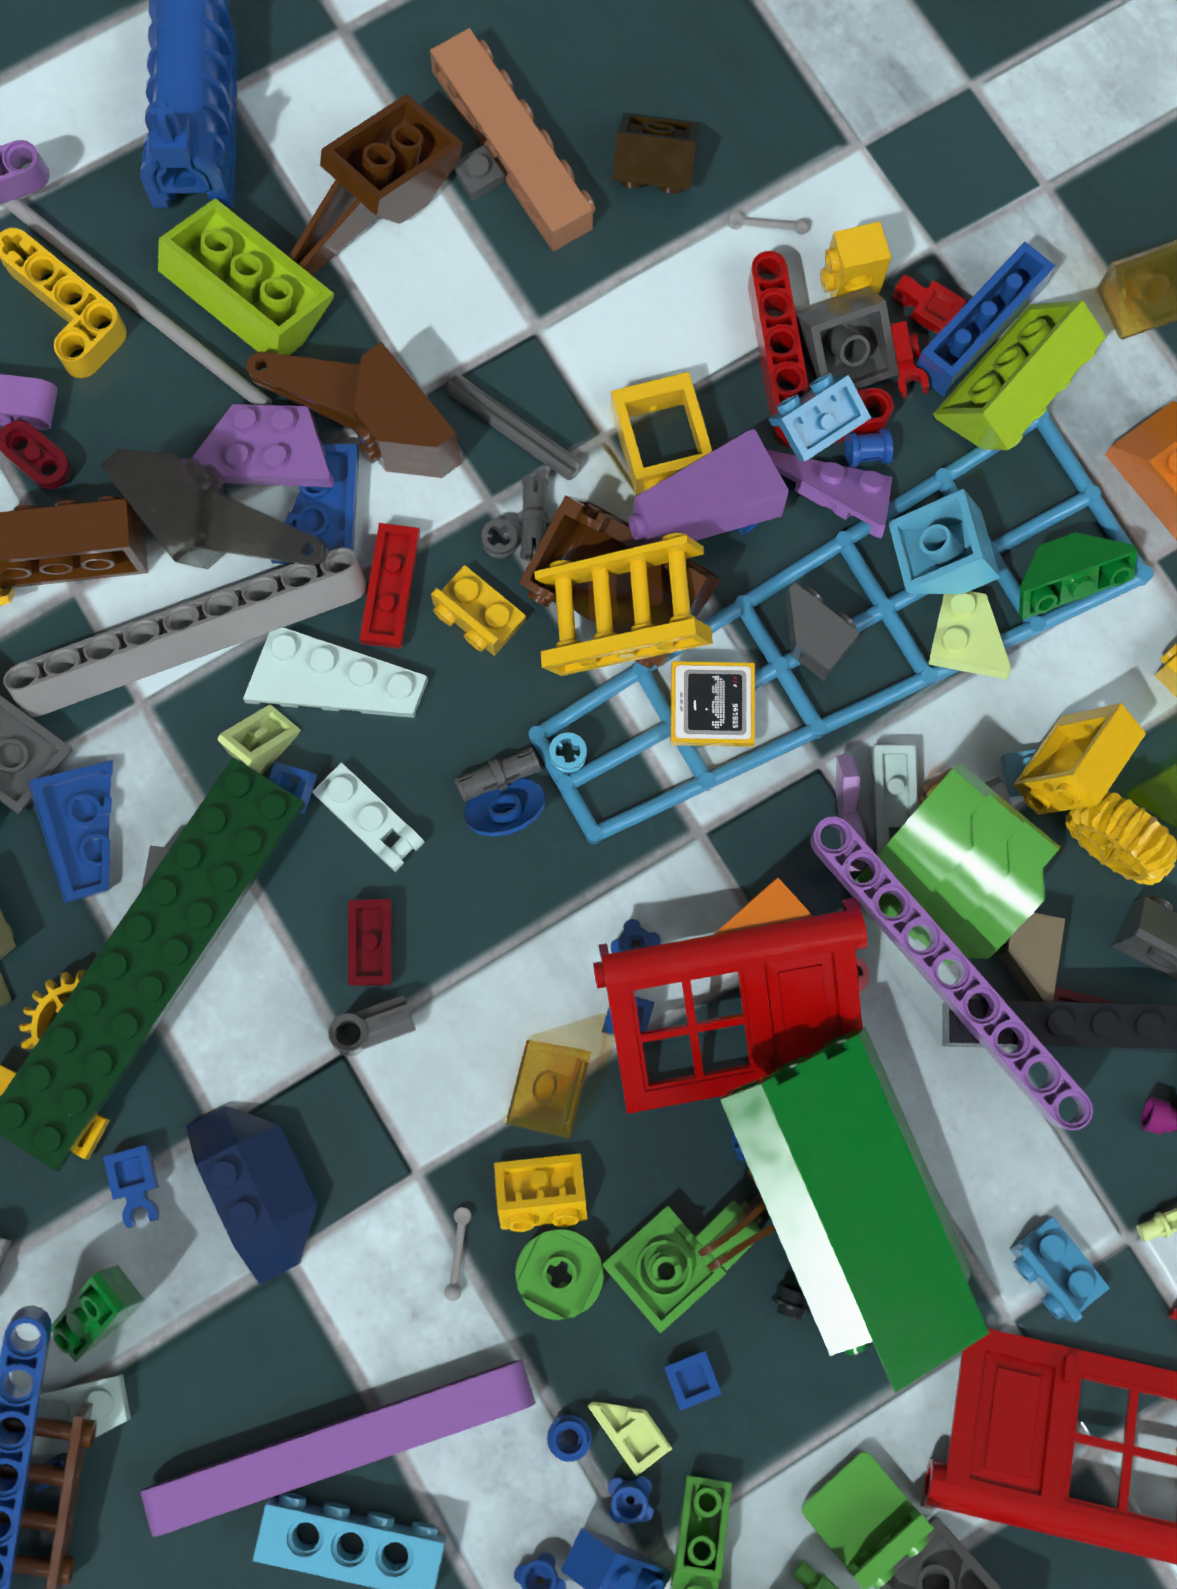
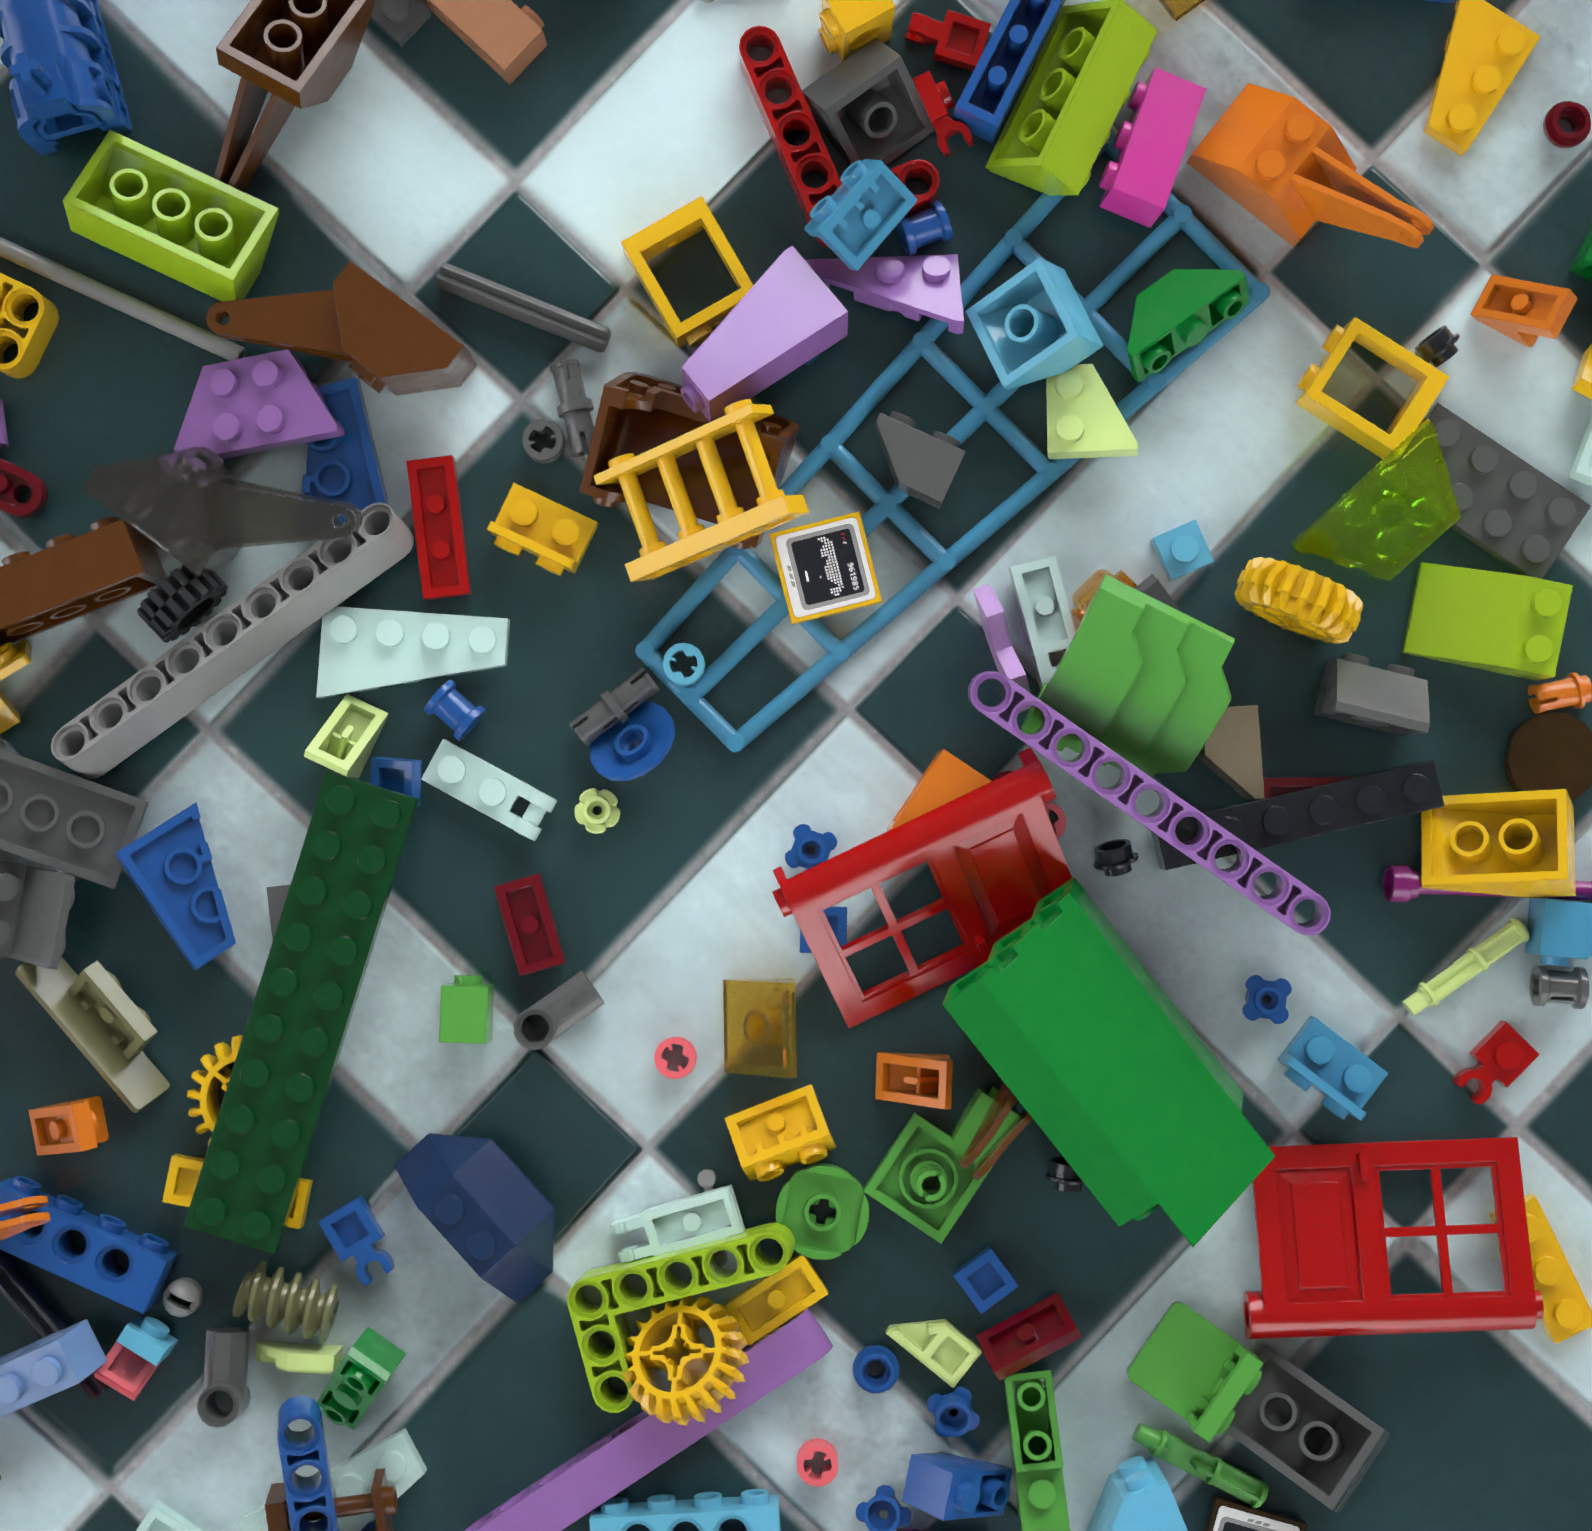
camera: 20 degrees left, 10 degrees up
(46, 1277) = (300, 1356): none -> yellowish green tile
(52, 1223) = (287, 1301): none -> olive piece
(154, 585) = (181, 602): none -> black tyre
(292, 1002) = (466, 1010): none -> bright green brick
(358, 740) = (454, 710): none -> blue bush
(393, 1301) = (661, 1288): none -> lime beam
(404, 1388) = (697, 1373): none -> yellow gear
(430, 1250) = (682, 1223): none -> light aqua hinge
(452, 1100) = (662, 1063): none -> coral bush
(454, 870) = (609, 815): none -> yellowish green plate
(495, 1344) = (776, 1298): none -> yellow plate
(498, 1525) = (827, 1473): none -> coral bush
(674, 1173) = (914, 1079): none -> orange slope
(719, 1445) = (1028, 1336): none -> dark red plate
(905, 1023) = (1115, 857): none -> black plate
(1000, 1191) = (1257, 989): none -> blue plate
(1078, 429) = (1150, 147): none -> dark pink brick
(1079, 761) = (1263, 500): yellow window -> none

